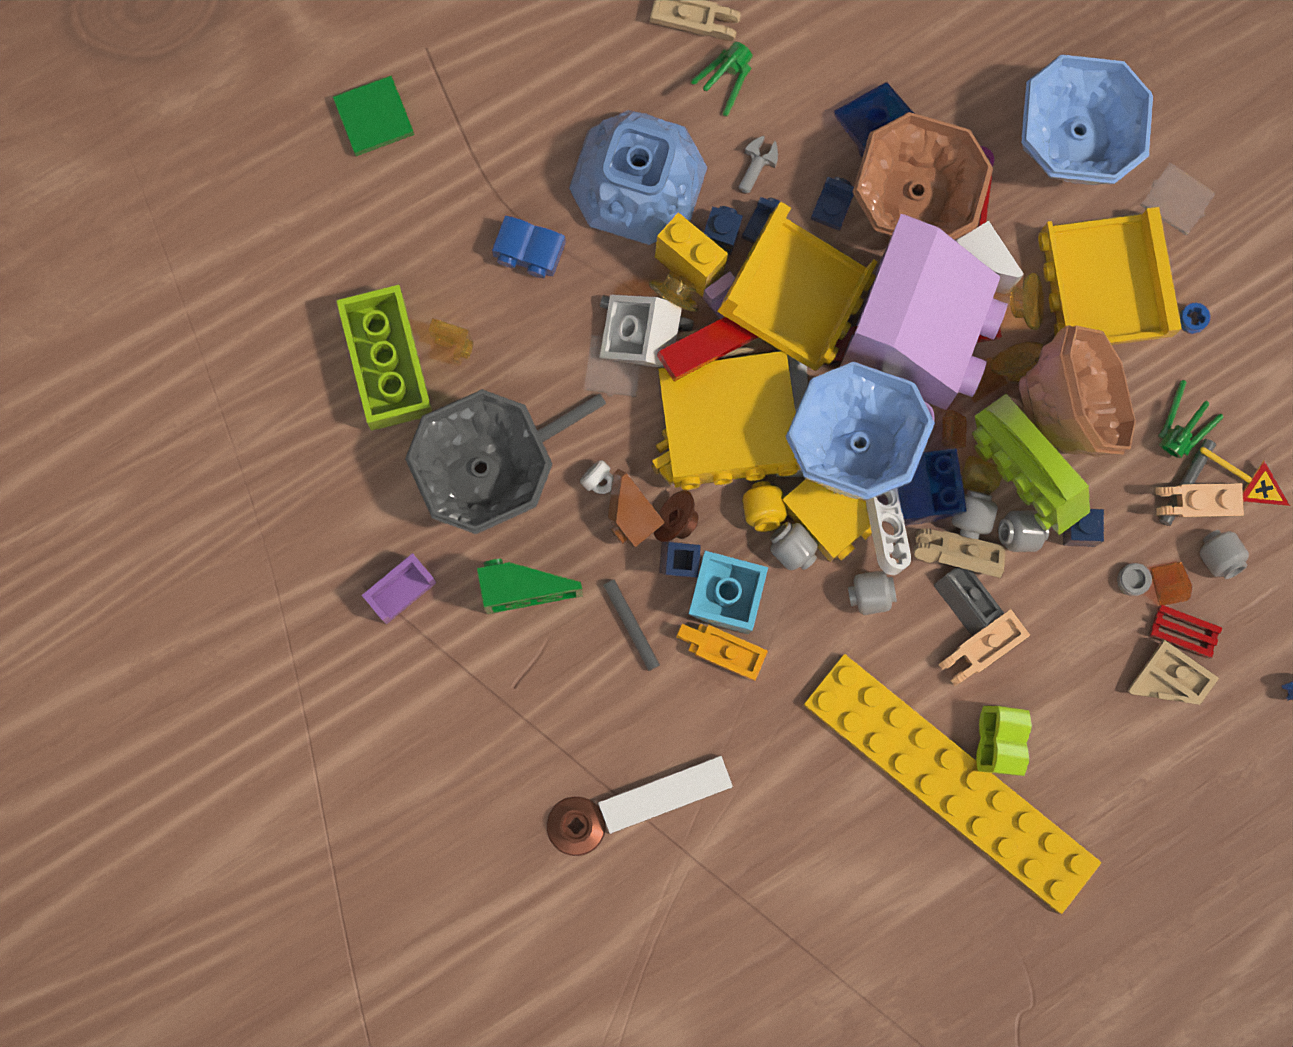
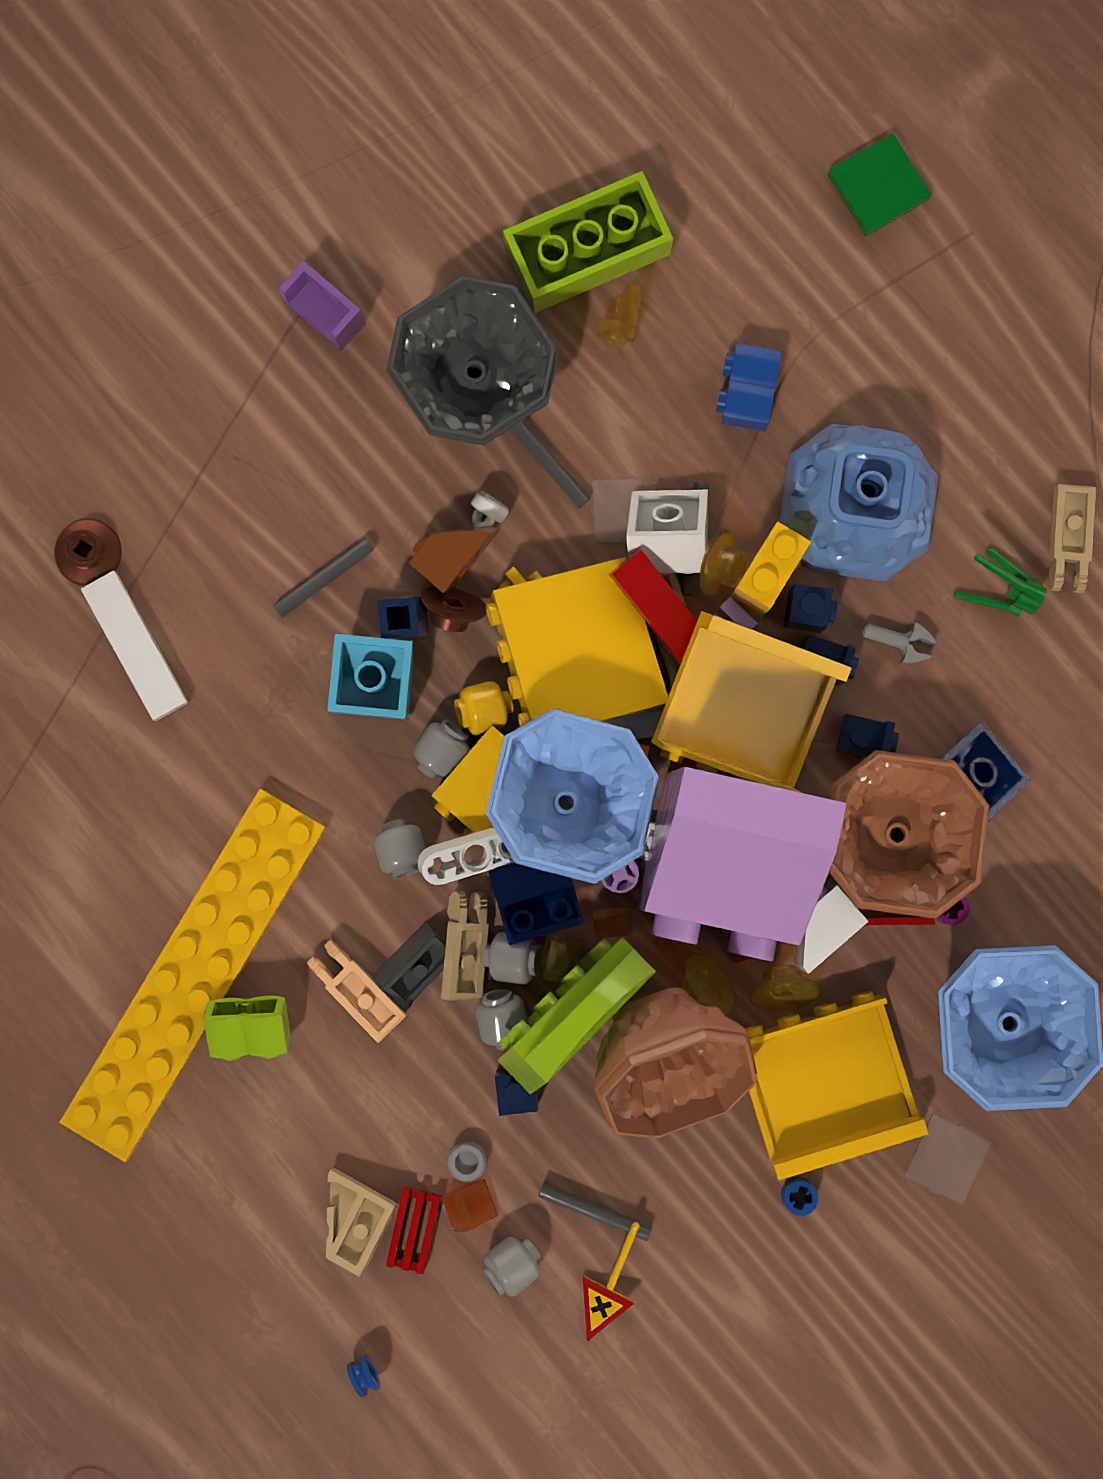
camera: 90 degrees right, 5 degrees up
(516, 586) = (340, 427): green slope -> none
(724, 649) = (308, 687): light orange hinge -> none
(1177, 440) = (644, 1195): green plant -> none
(1203, 500) = (573, 1233): light nougat hinge -> none

